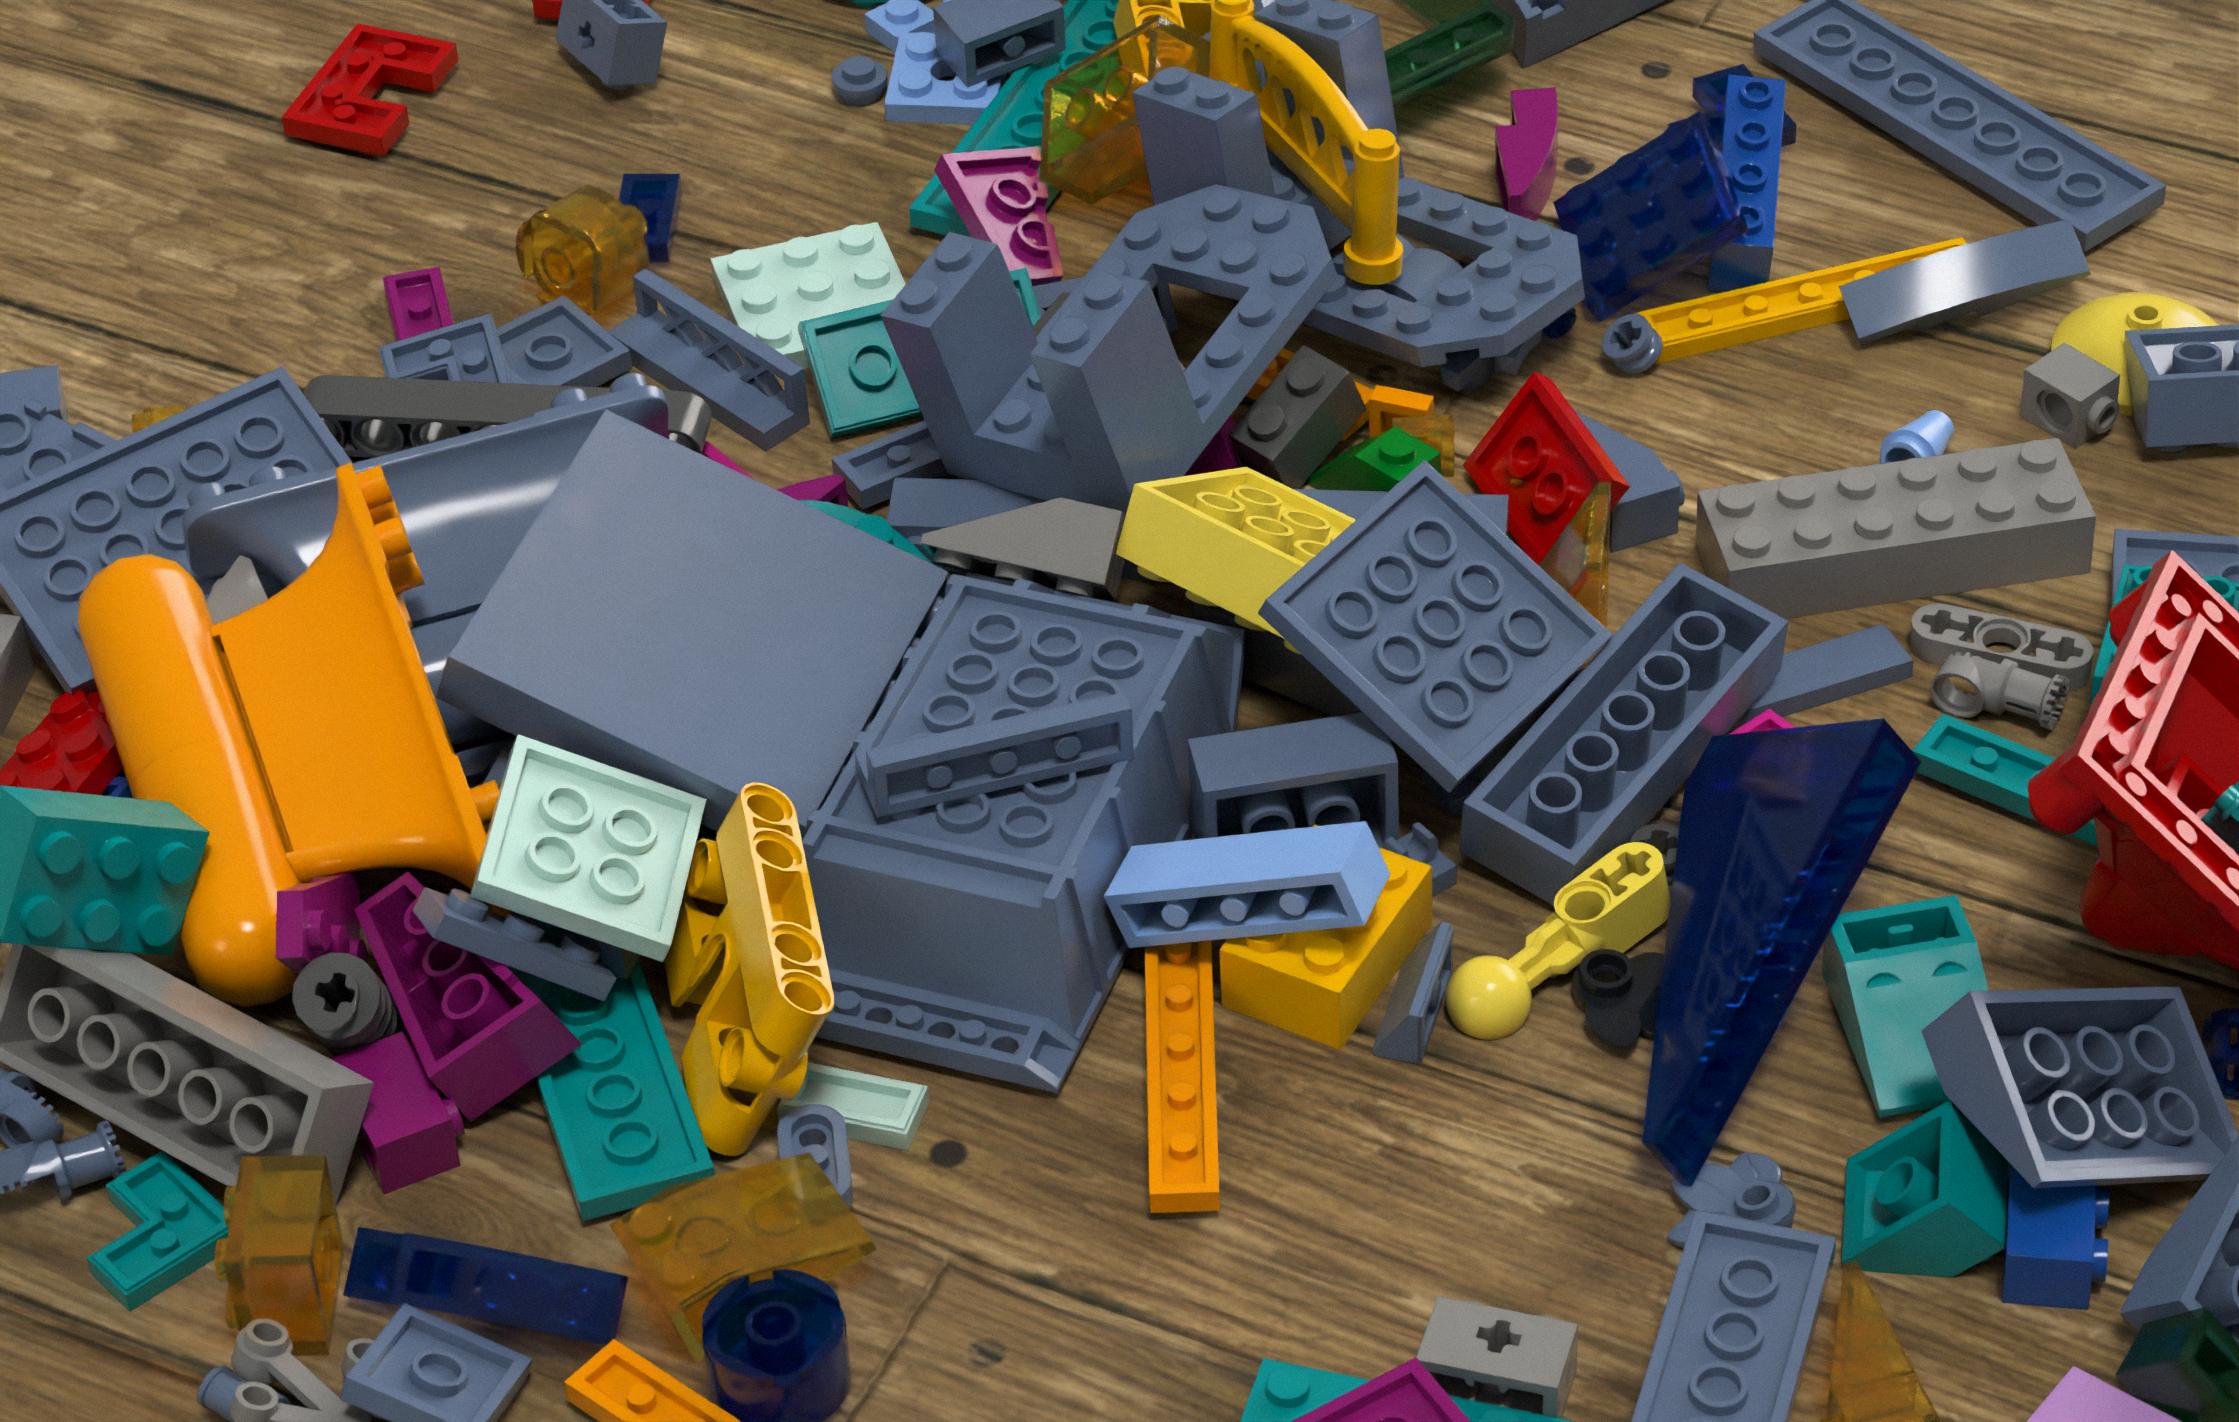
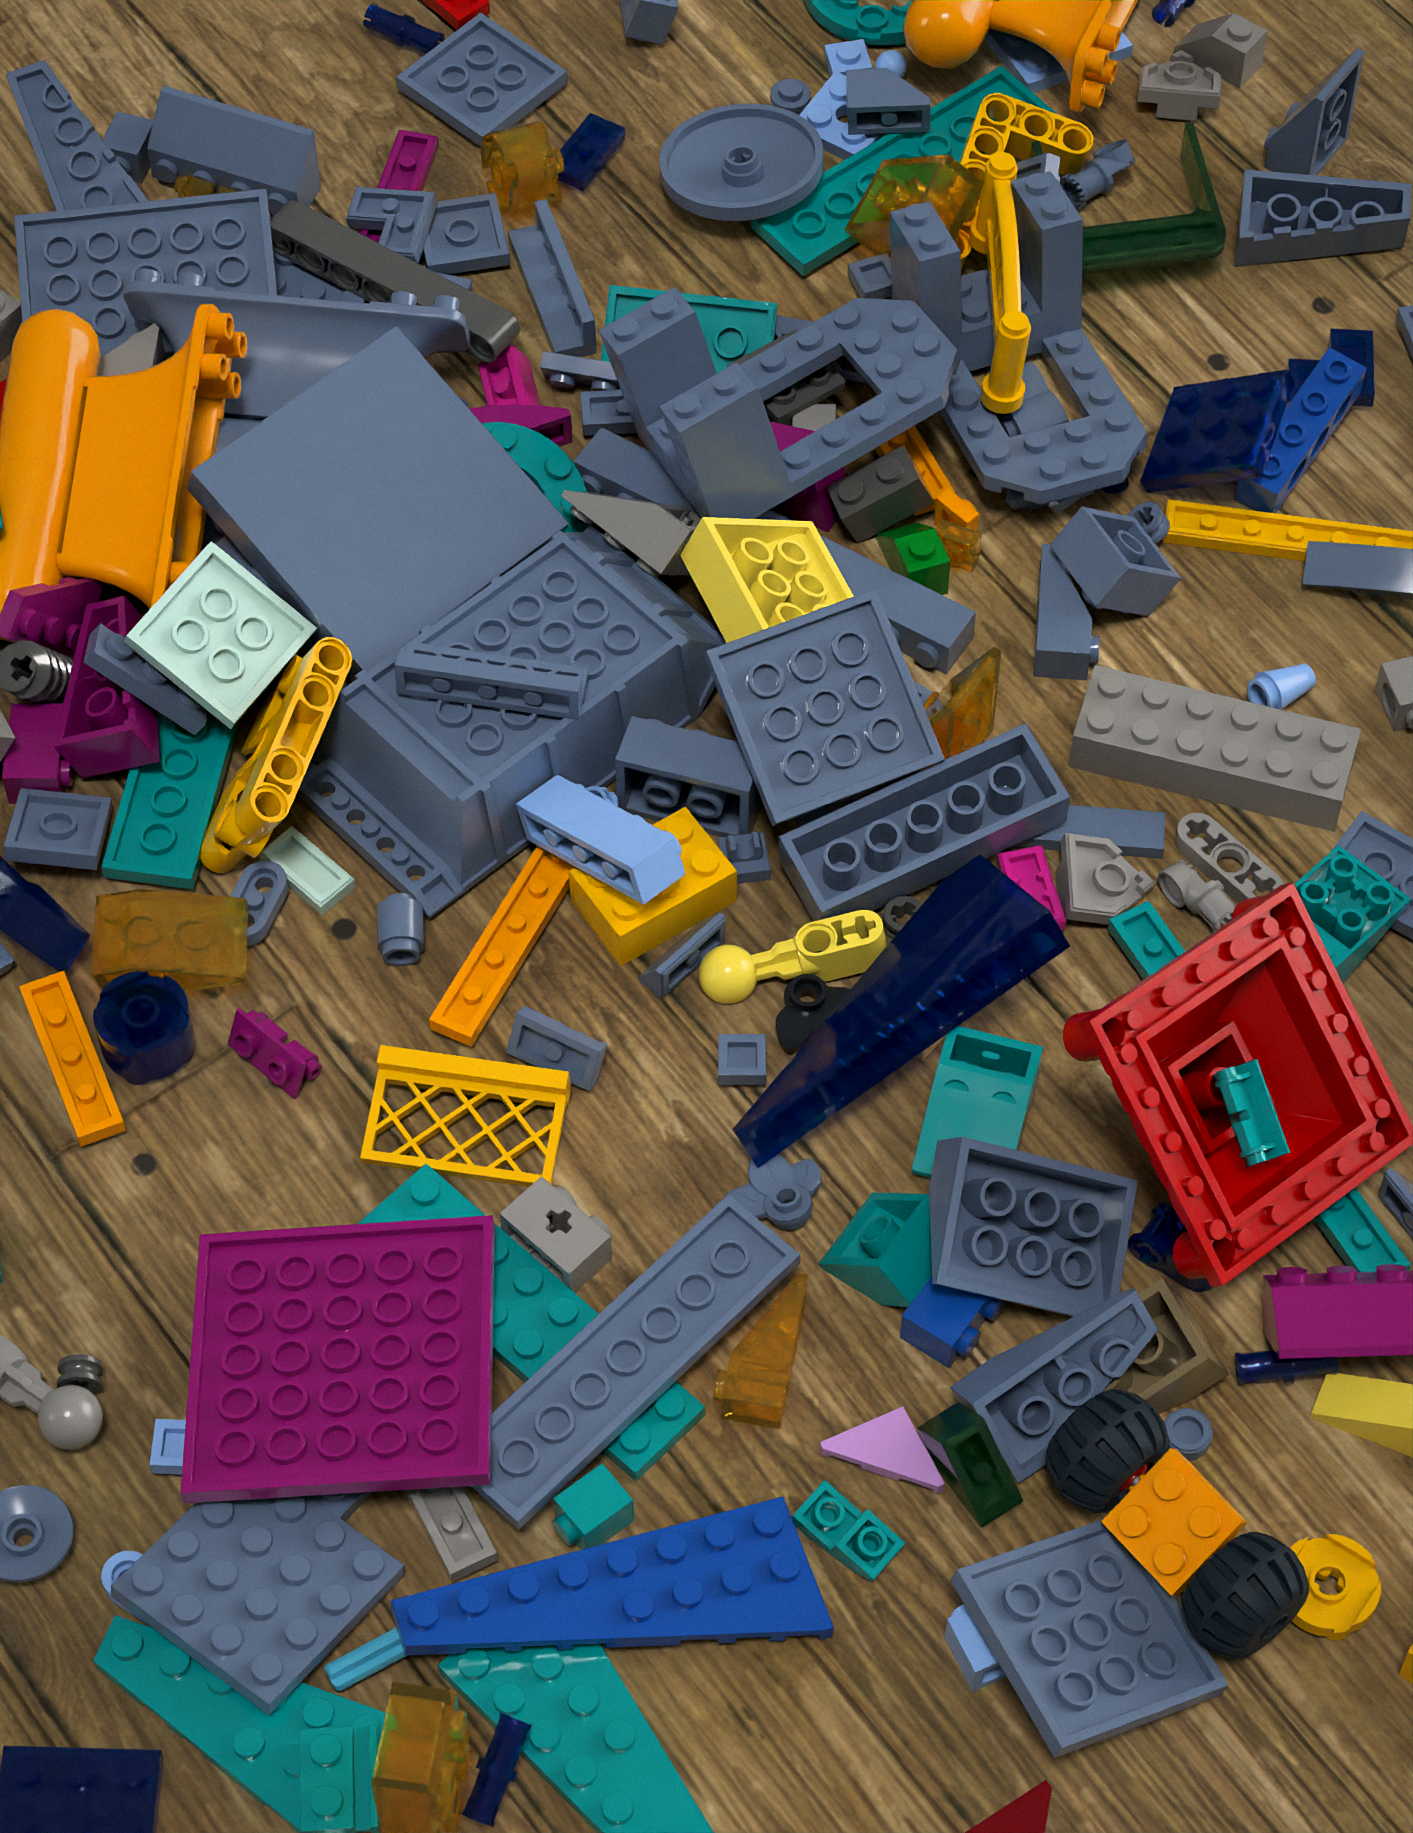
camera: 25 degrees right, 15 degrees up
(179, 351) = (232, 148): none -> sand blue slope
(312, 175) = (401, 29): none -> clear blue pin
(453, 191) = (481, 79): none -> sand blue plate
(489, 1182) = (58, 829): none -> sand blue plate
(802, 441) = (568, 370): none -> sand blue plate
(805, 279) = (654, 251): light aqua plate -> none
(855, 154) = (741, 162): none -> sand blue dish
(962, 1321) = (262, 1045): none -> magenta hinge
(1005, 204) = (801, 247): magenta wing -> none
(1033, 1114) = (400, 929): none -> sand blue brick
(1102, 217) = (872, 277): none -> sand blue plate
(1246, 1240) = (466, 1077): none -> yellow fence
(1338, 1160) = (555, 1046): none -> sand blue plate
(1527, 152) = (1178, 346): magenta slope -> none
(1544, 463) = (1014, 601): red plate -> none
(1579, 1078) = (741, 1059): none -> sand blue plate
(1636, 385) = (1114, 562): none -> sand blue brick
(1847, 698) = (1097, 880): none -> light grey plate

